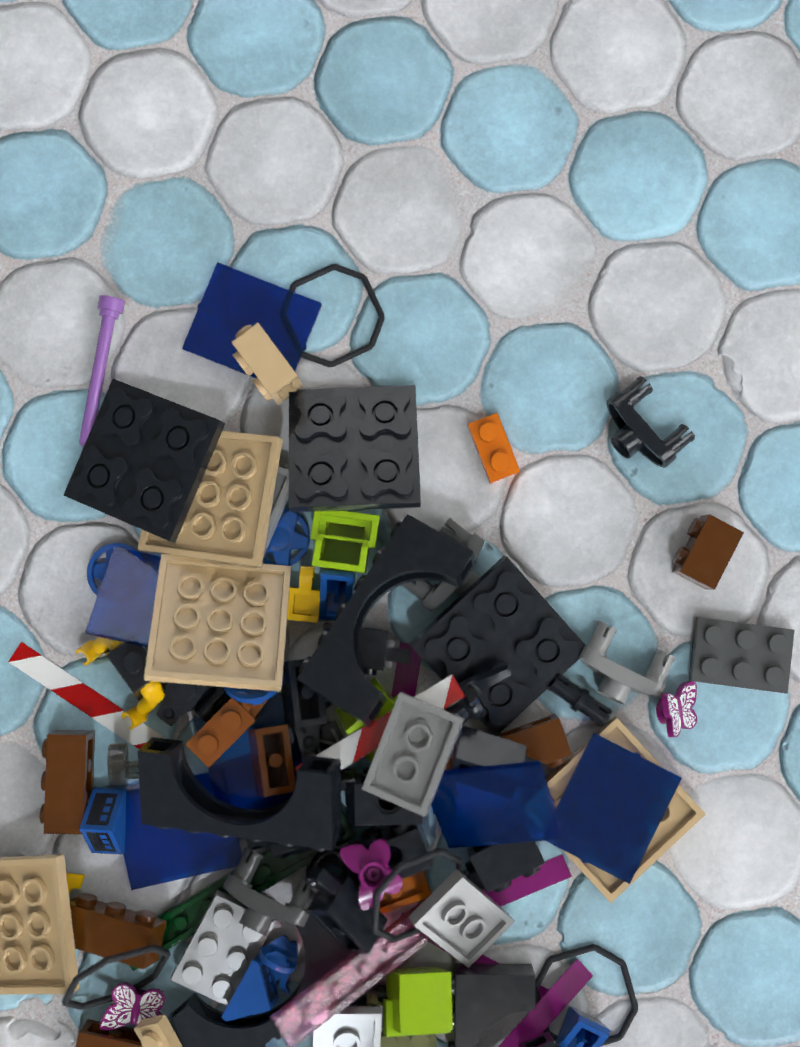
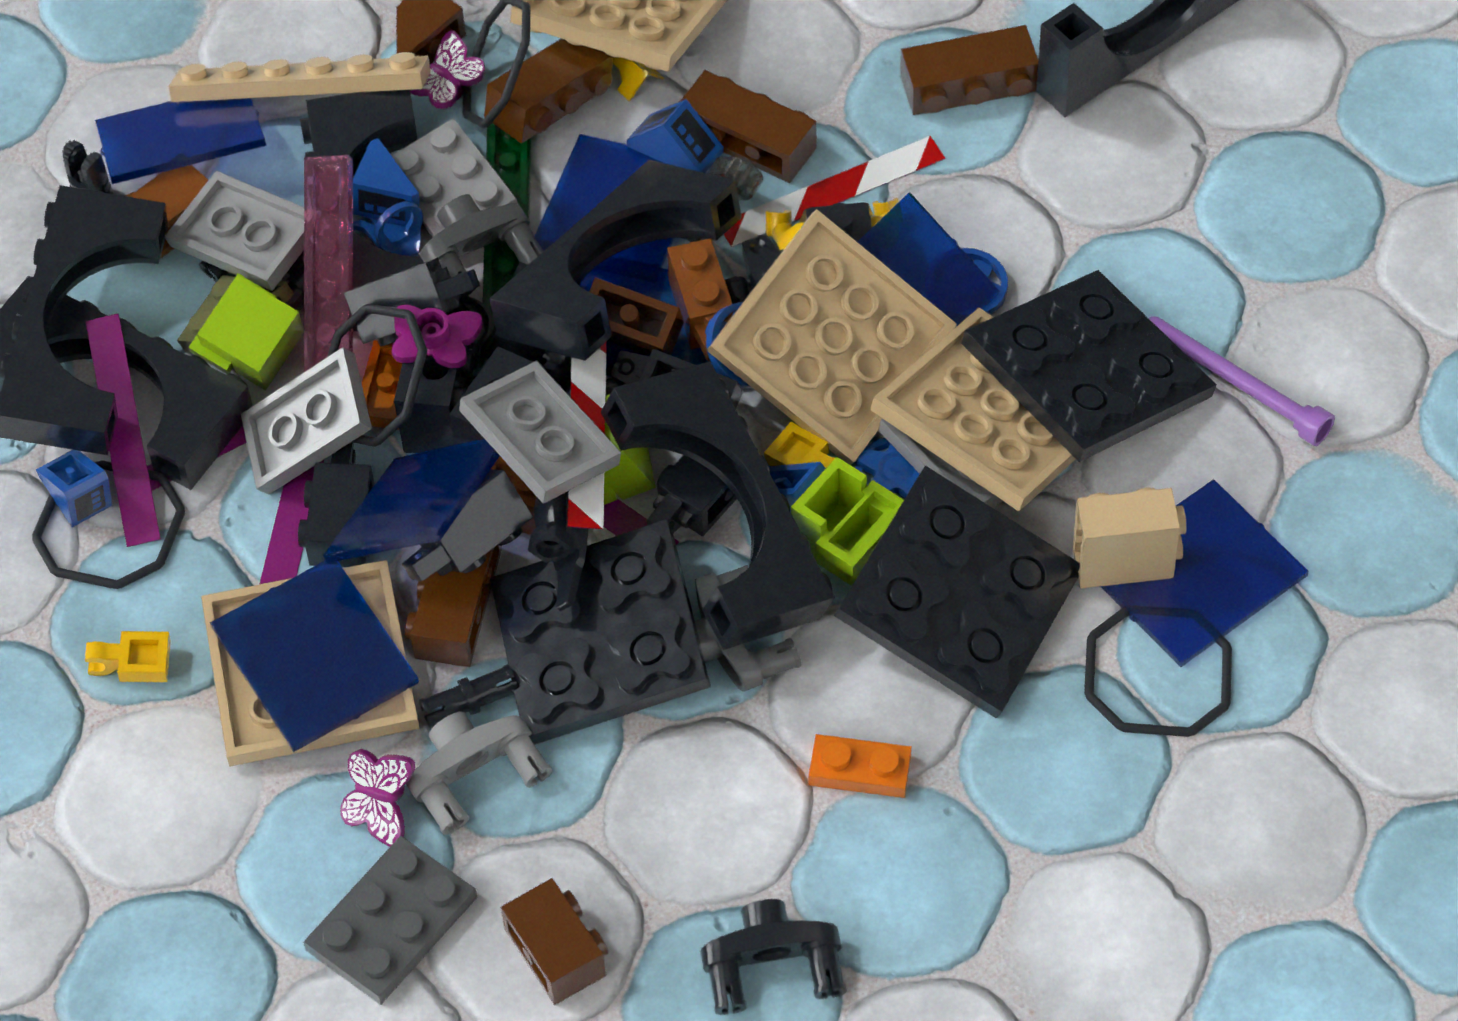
camera: 120 degrees right, 30 degrees down
(669, 915) = (138, 657): none -> yellow plate

